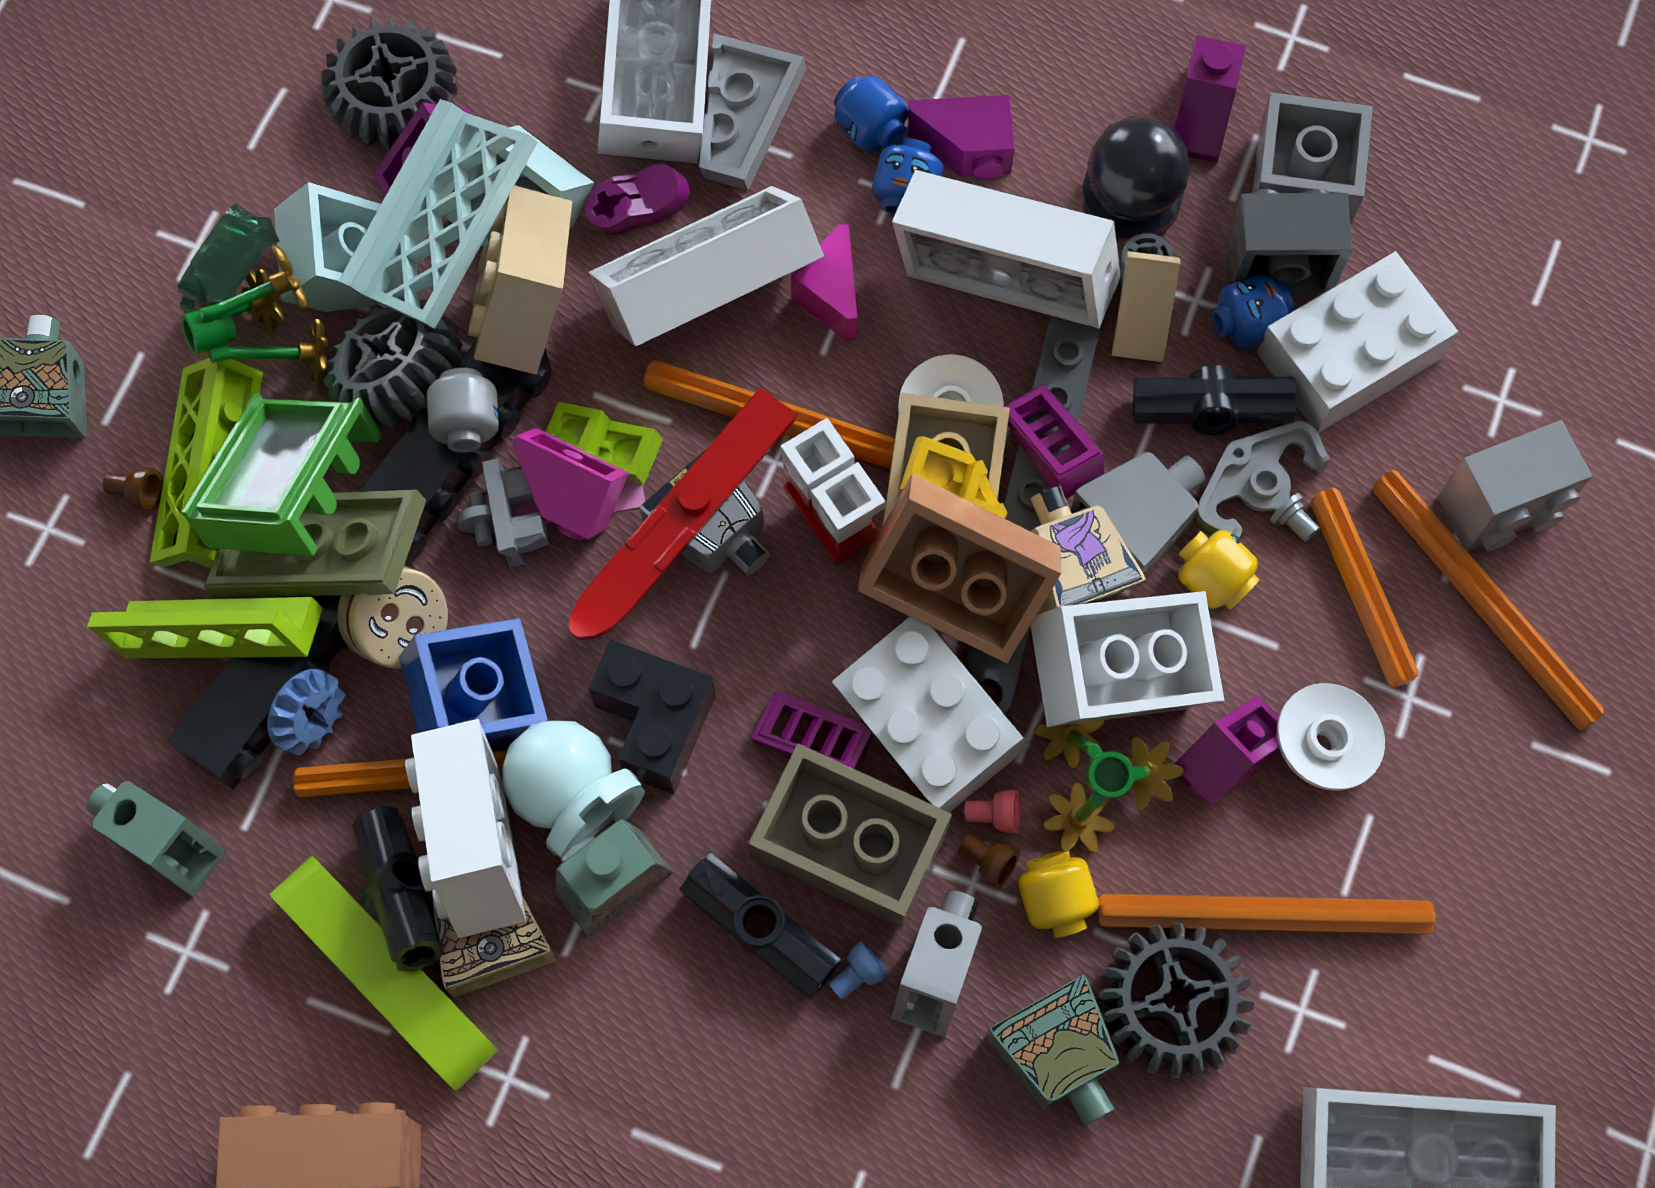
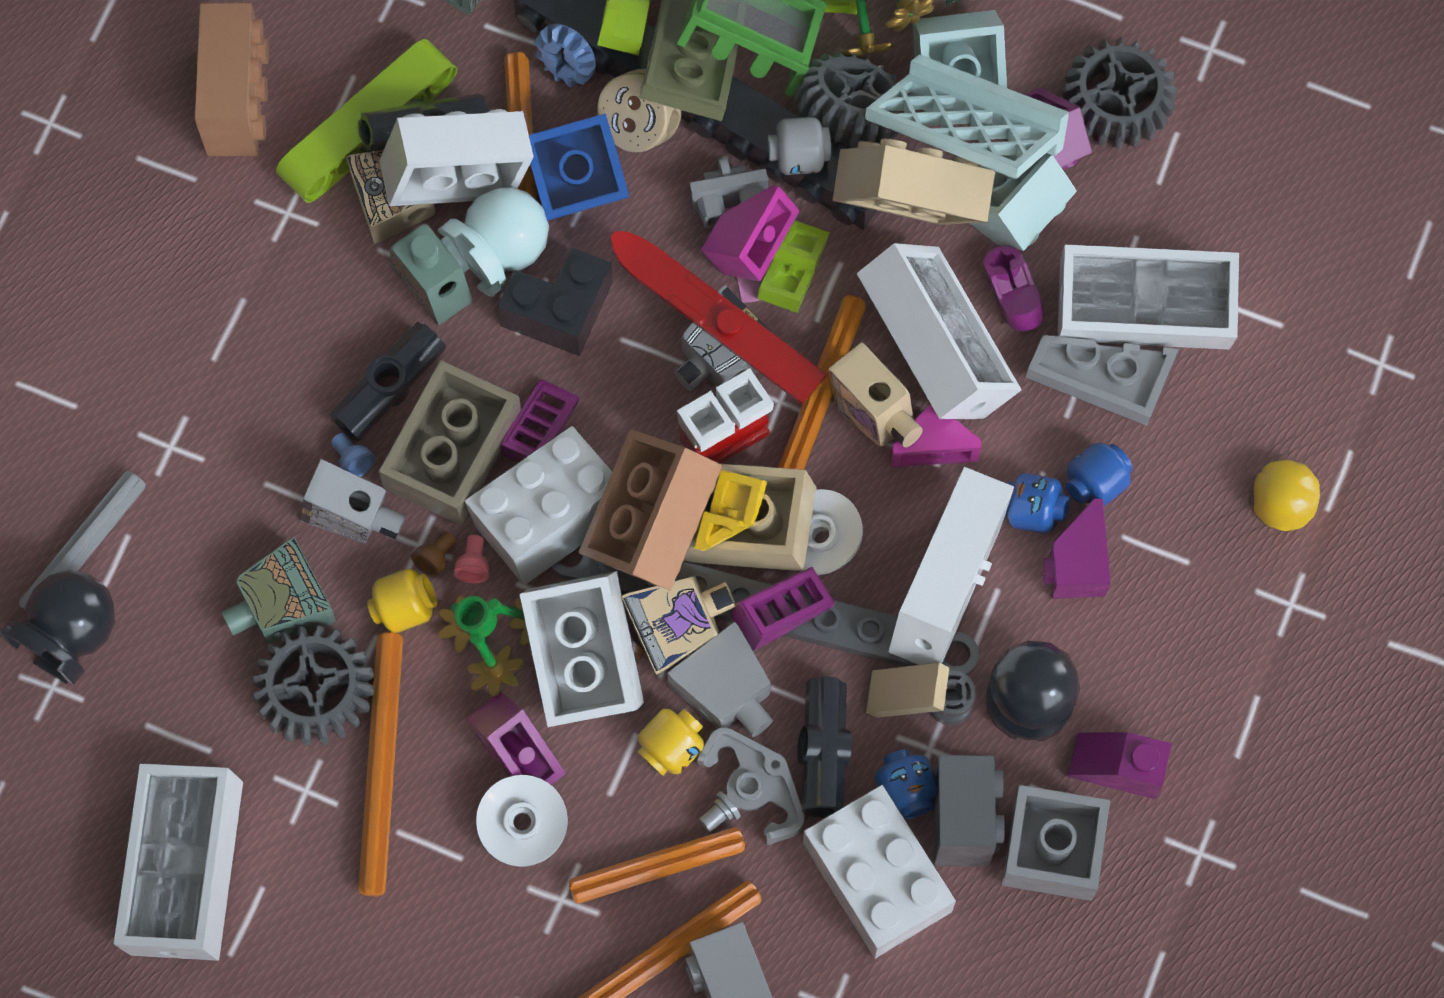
camera: 90 degrees right, 0 degrees up
(793, 334) = (873, 398): none -> tan torso

